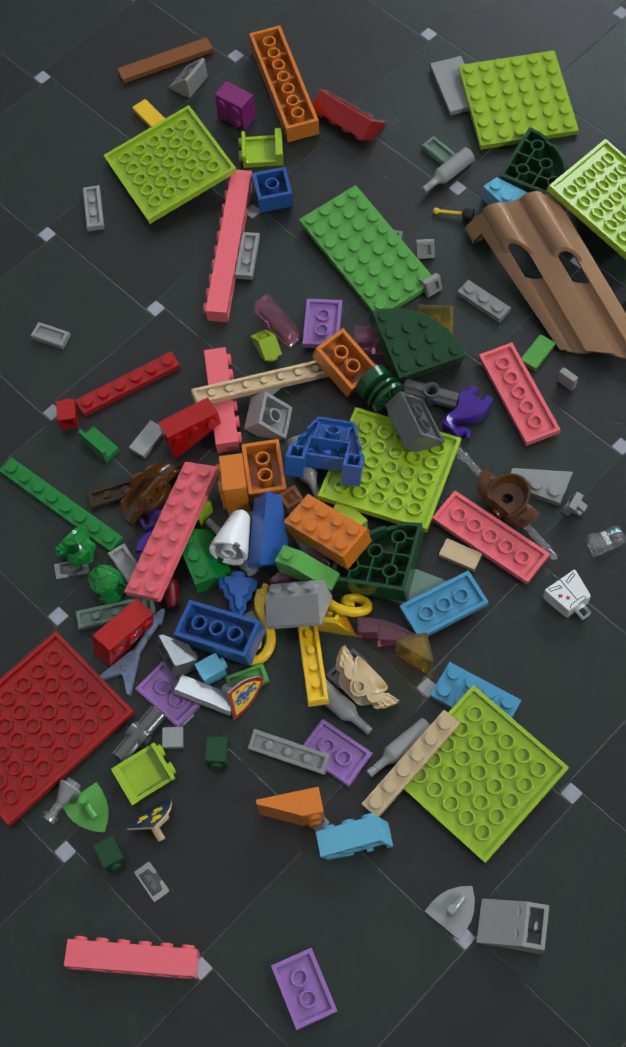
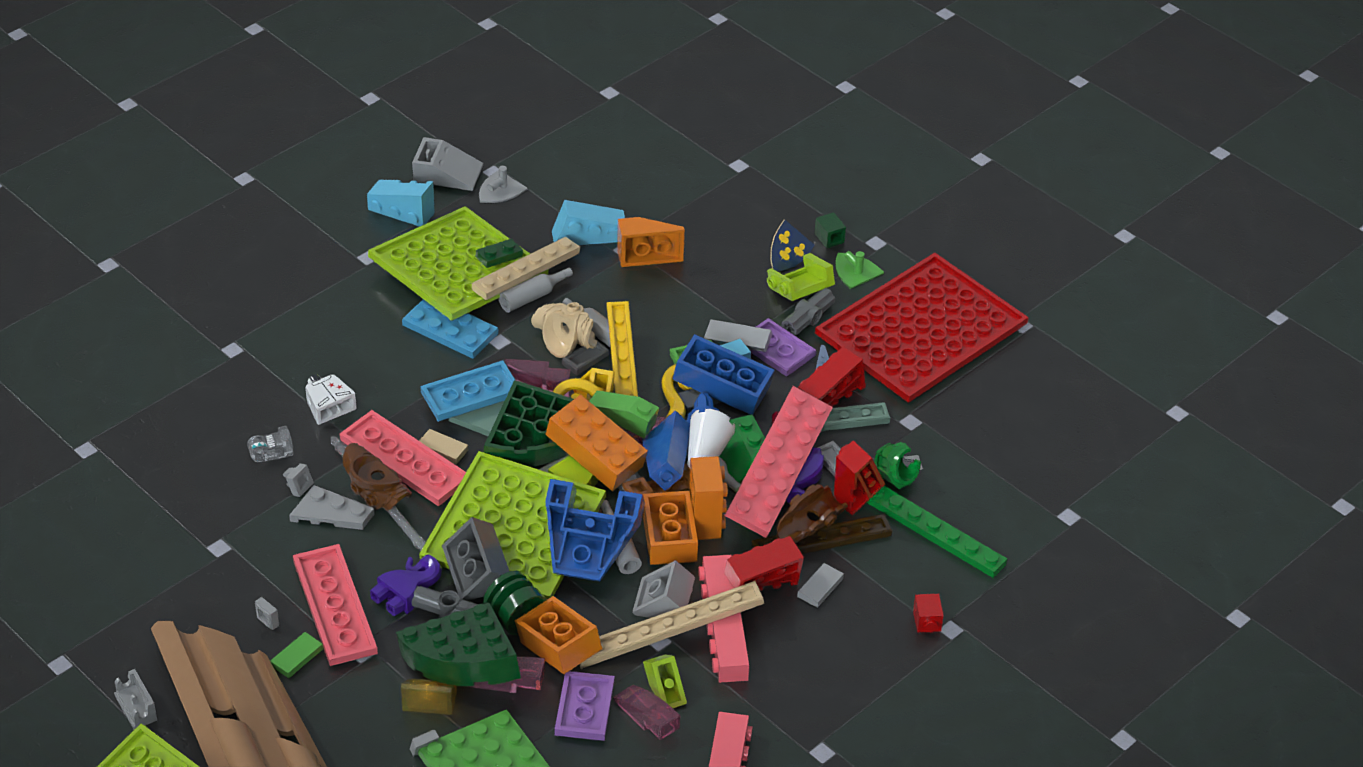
camera: 175 degrees right, 20 degrees down
(50, 335) = (967, 720): light grey tile -> none
(67, 791) = (878, 276): piece -> none
(98, 444) = (884, 579): green panel -> none
(107, 583) = (857, 427): green helmet -> none
(108, 509) = (855, 477): none -> red wedge
(127, 384) = (851, 652): red plate -> none
(132, 958) = (802, 165): coral brick -> none
(151, 881) = (785, 214): sticker -> none
(173, 738) = (773, 311): light grey tile -> none
(176, 655) = (770, 357): dark grey slope -> none
(217, 752) = (725, 294): dark green brick -> none
(242, 694) = (701, 329): shield -> none
(289, 751) = (650, 291): light grey tile -> none
(297, 604) = (631, 380): light grey slope -> none
(304, 989) = (644, 143): medium lavender plate -> none
(346, 754) = (596, 289): medium lavender tile -> none
(416, 651) = (509, 343): clear yellow slope -> none
(440, 782) = (499, 253): none -> dark green plate
(484, 301) = (355, 726): light grey plate -> none
(552, 862) = (403, 201): none -> medium azure wedge

